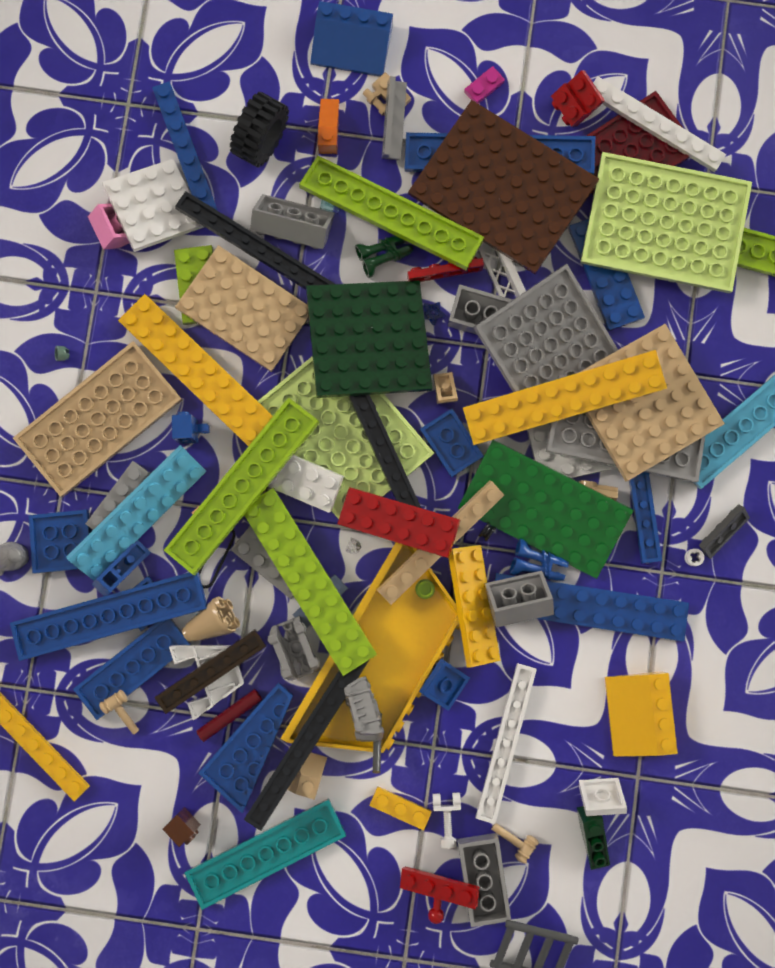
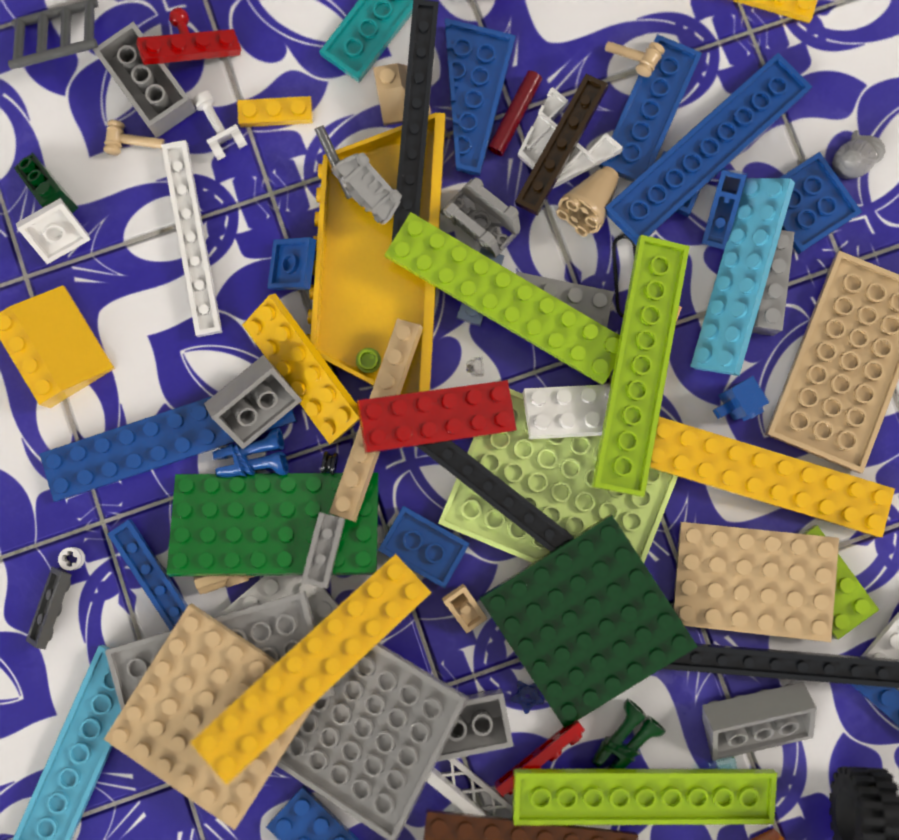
camera: 155 degrees right, 0 degrees up
(520, 471) = (323, 550): none -> light grey hinge

